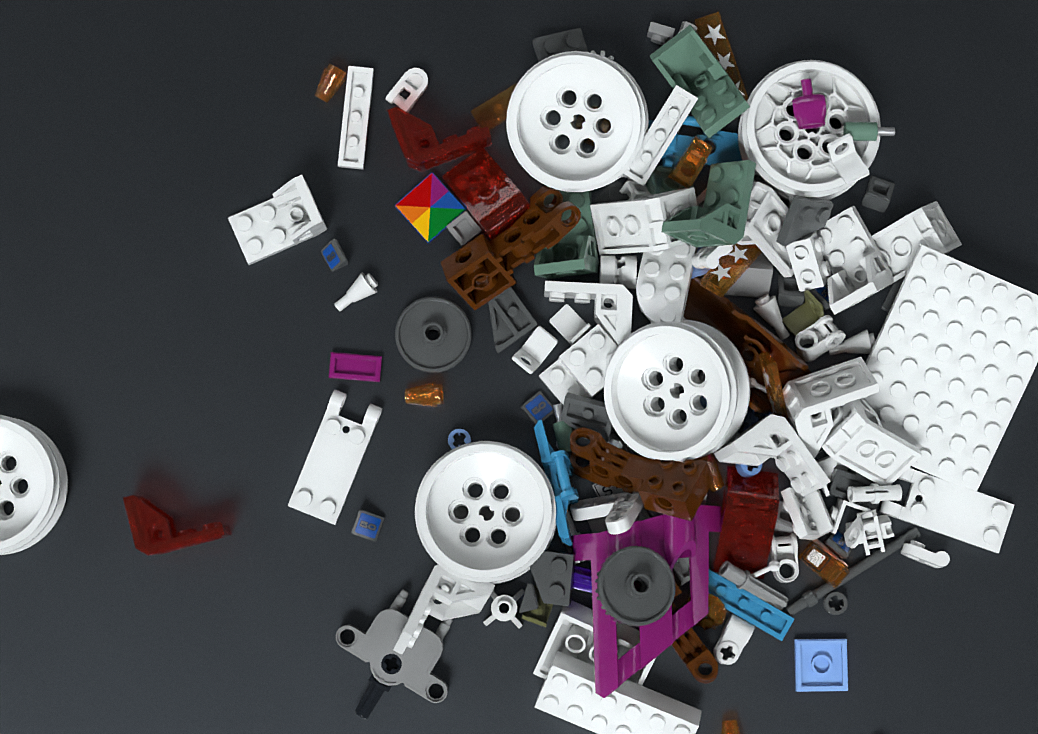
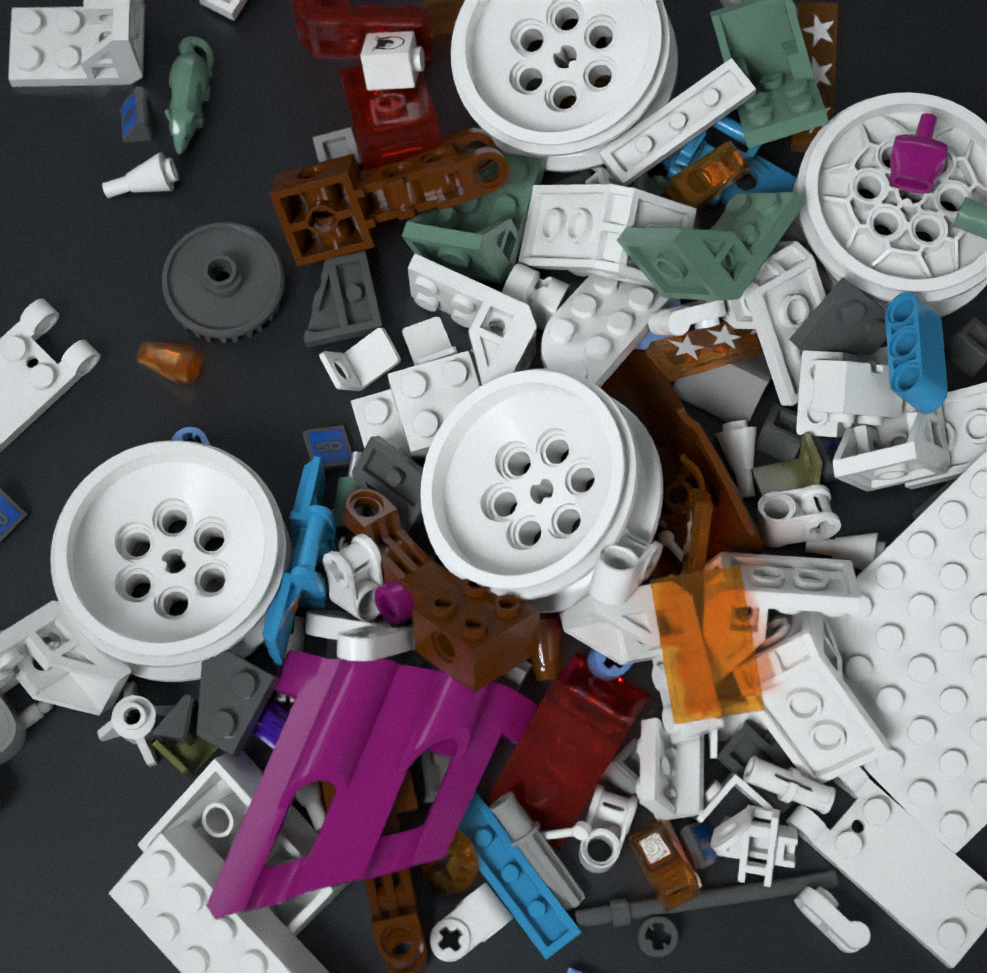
camera: 25 degrees right, 10 degrees down
(355, 367) = (91, 283): magenta tile -> none
(358, 226) = (189, 90): none -> sand green animal
(430, 207) = (301, 106): tile -> none
(475, 163) = (391, 60): none -> white brick
(594, 481) = (355, 576): none -> white piece
(617, 588) = (313, 777): dark grey wheel -> none
(621, 486) = (394, 602): none -> magenta tile
(743, 422) = (623, 568): none -> white piece
(805, 443) = (706, 644): none -> clear orange piece
(829, 258) = (853, 390): none -> white brick
(847, 162) = (946, 258): white bracket -> none
(851, 223) = (916, 353): none -> dark azure beam

